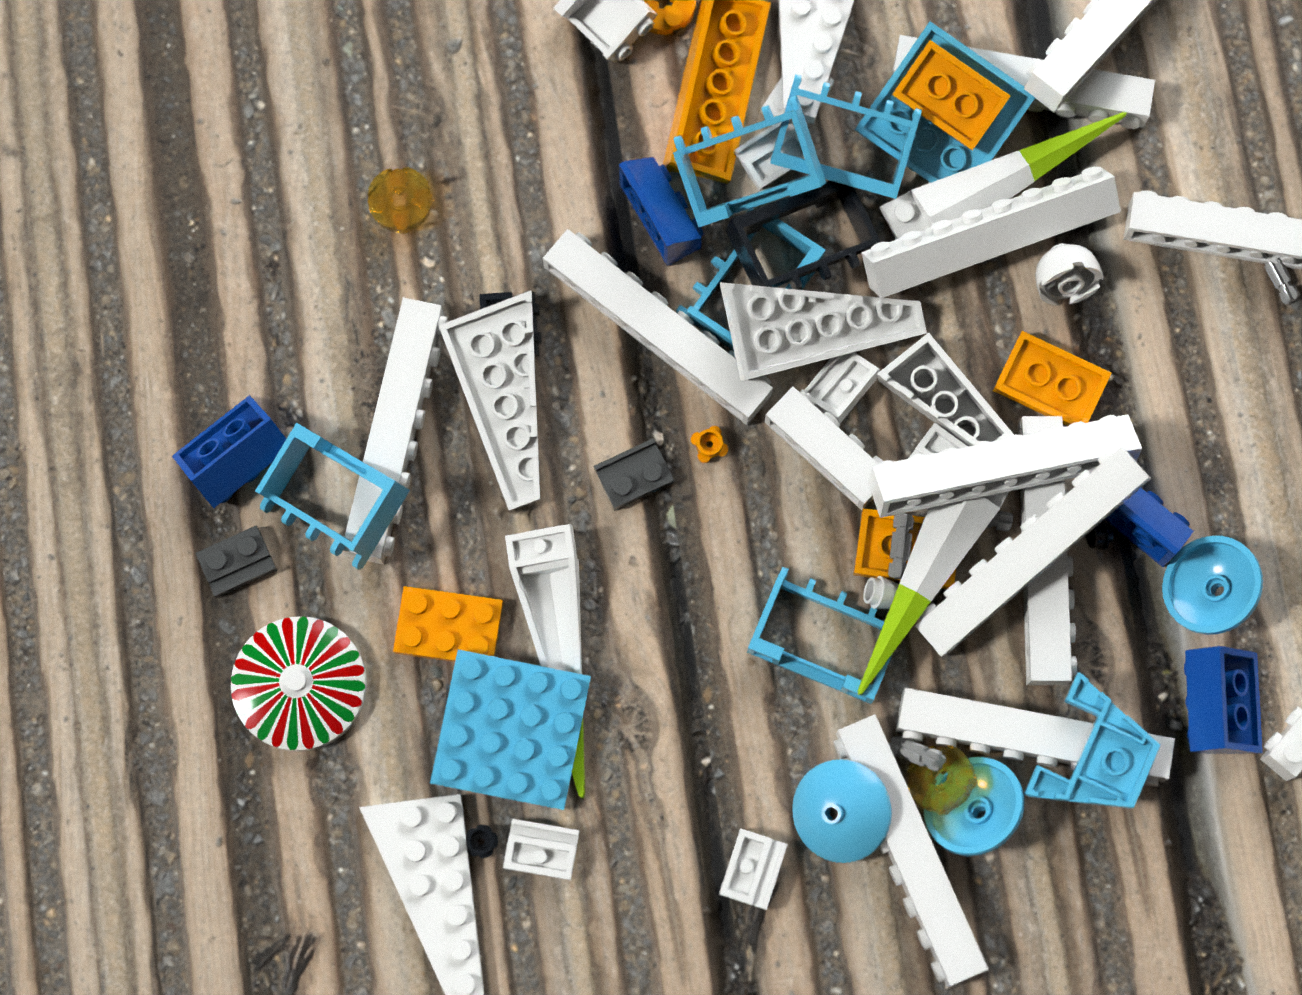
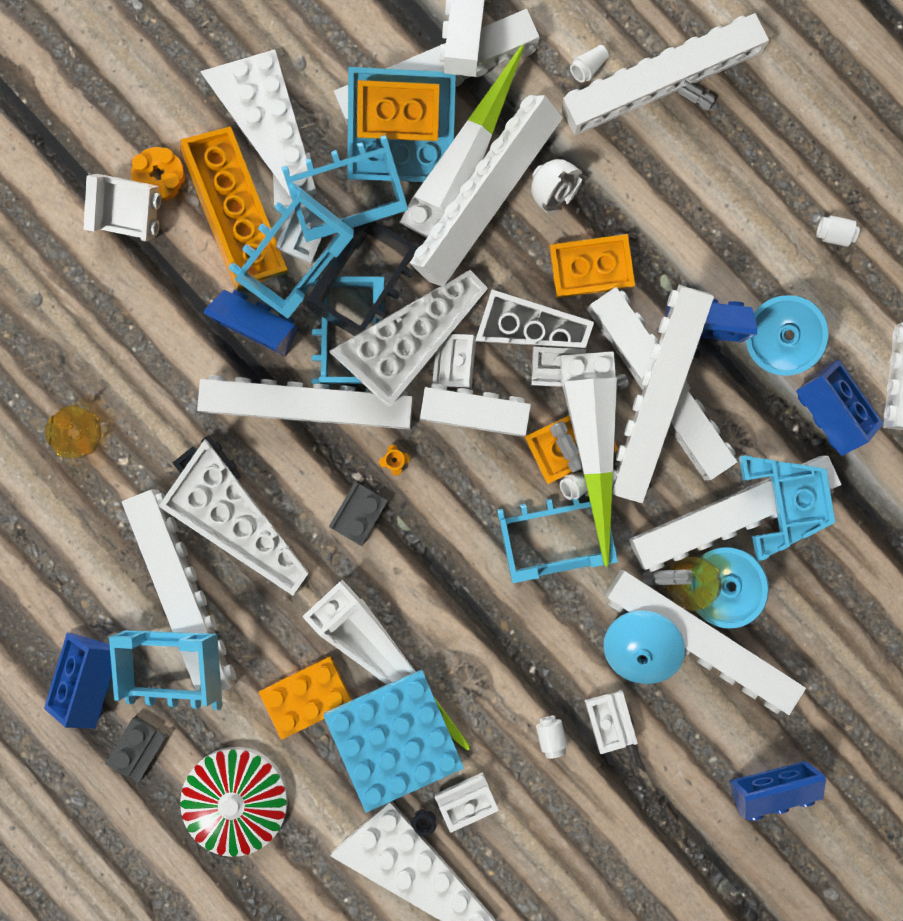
camera: 35 degrees left, 10 degrees up
(679, 841) = (551, 737): none -> white brick
(998, 465) = (602, 350): white brick -> none
(1186, 176) = (588, 63): none -> white cone

